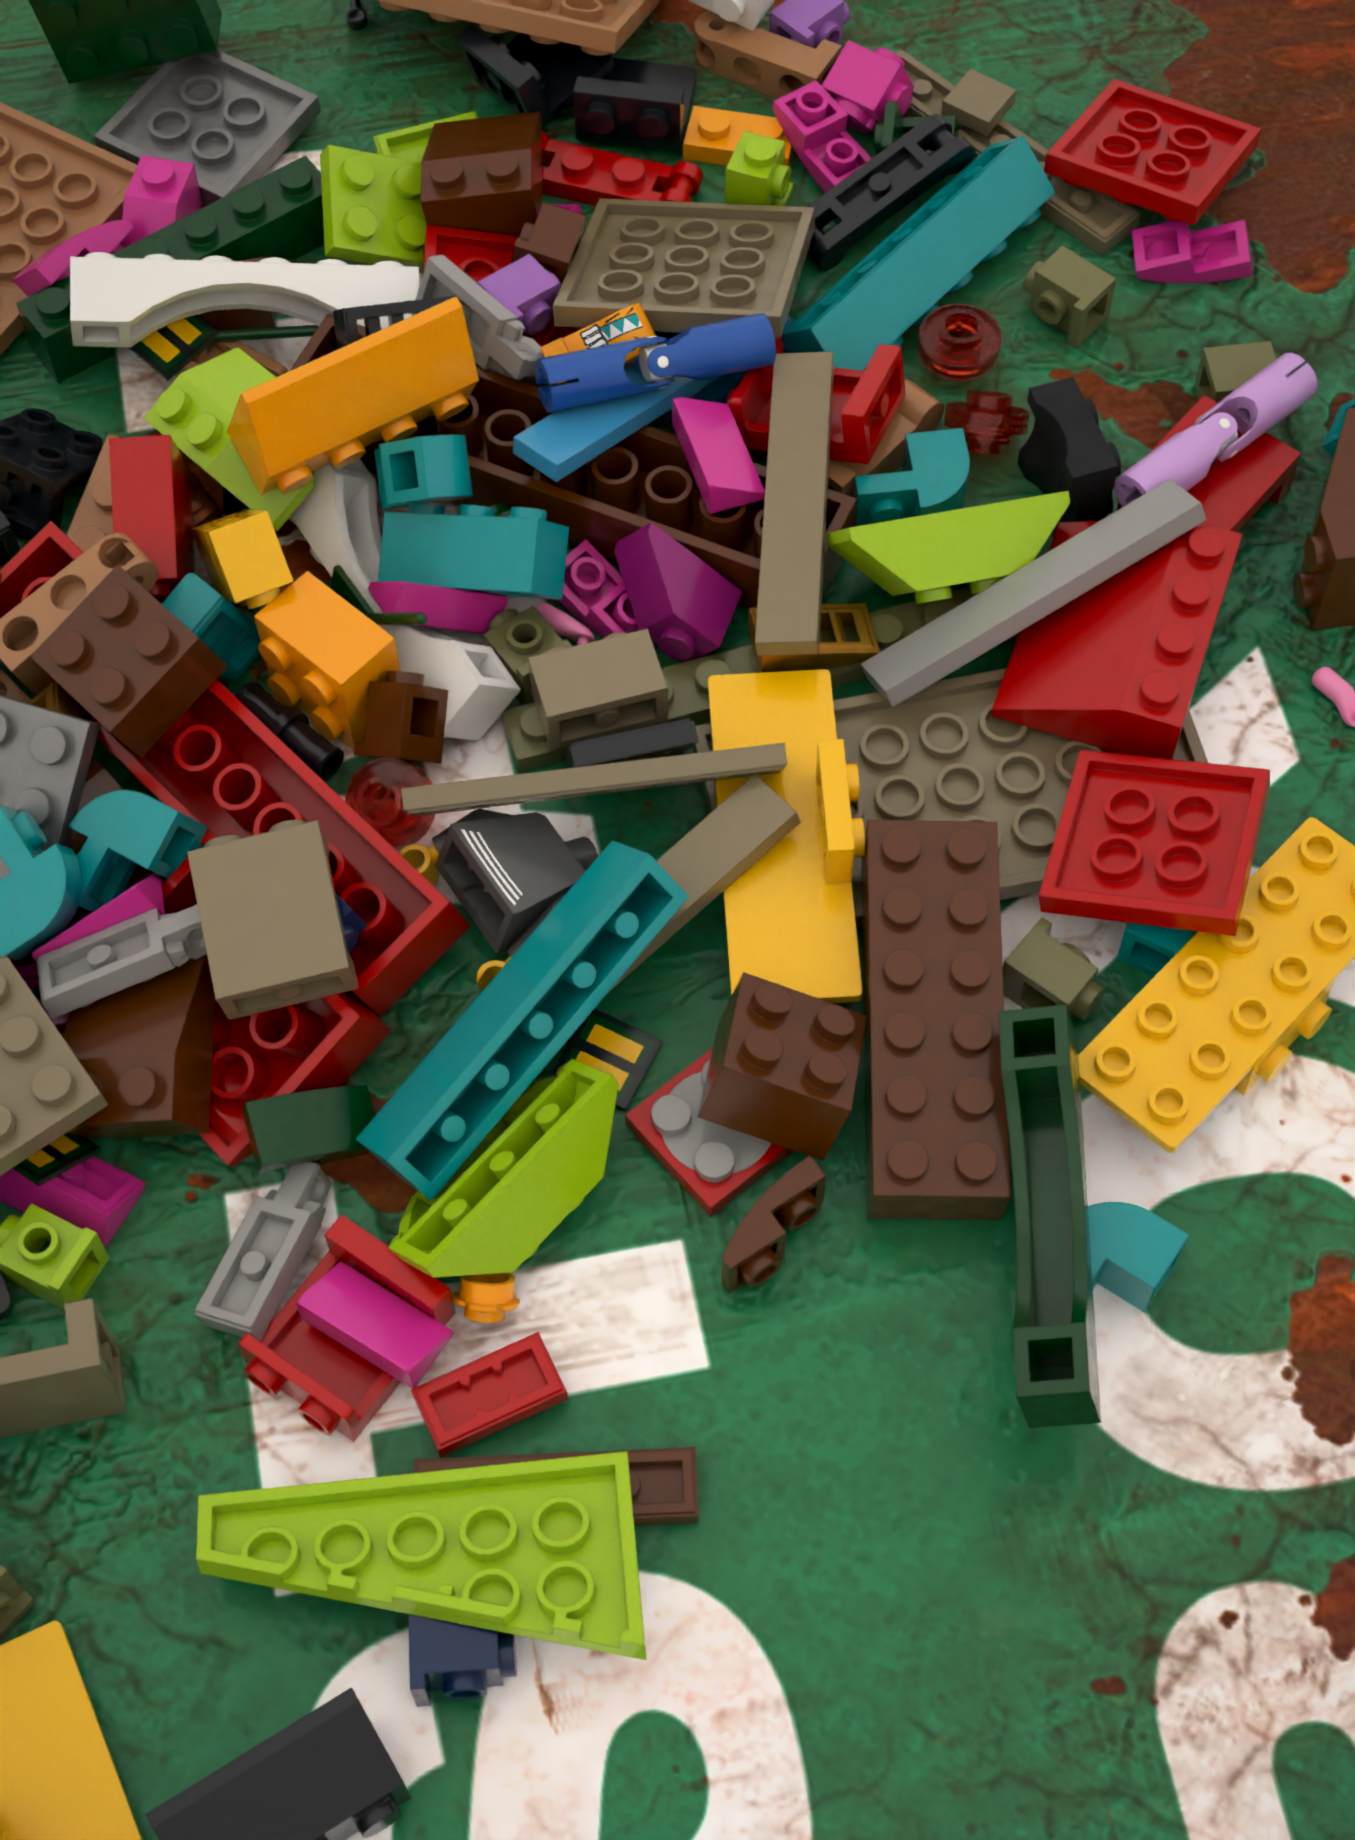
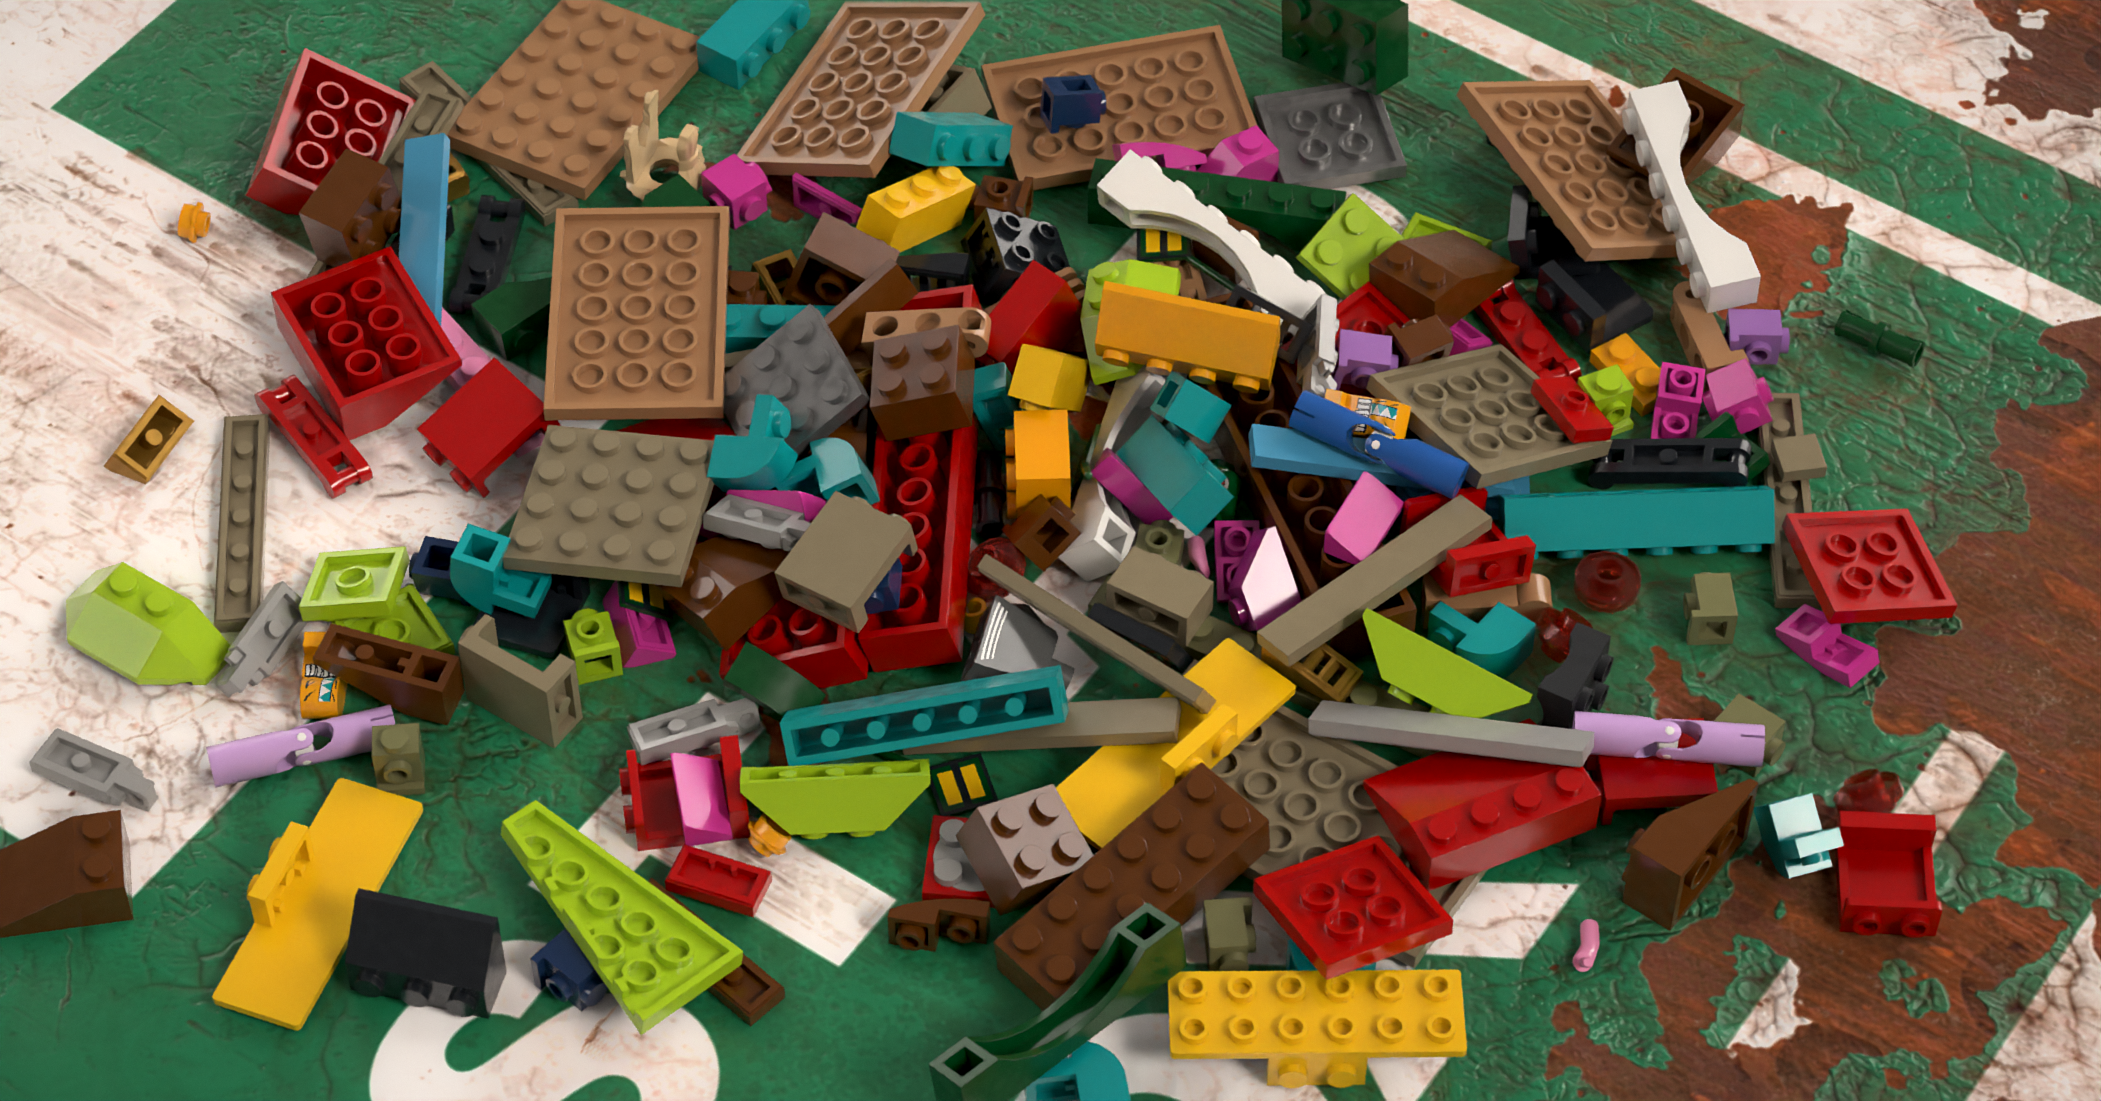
camera: 45 degrees right, 10 degrees down
(752, 203) = (1572, 409): none -> red plate

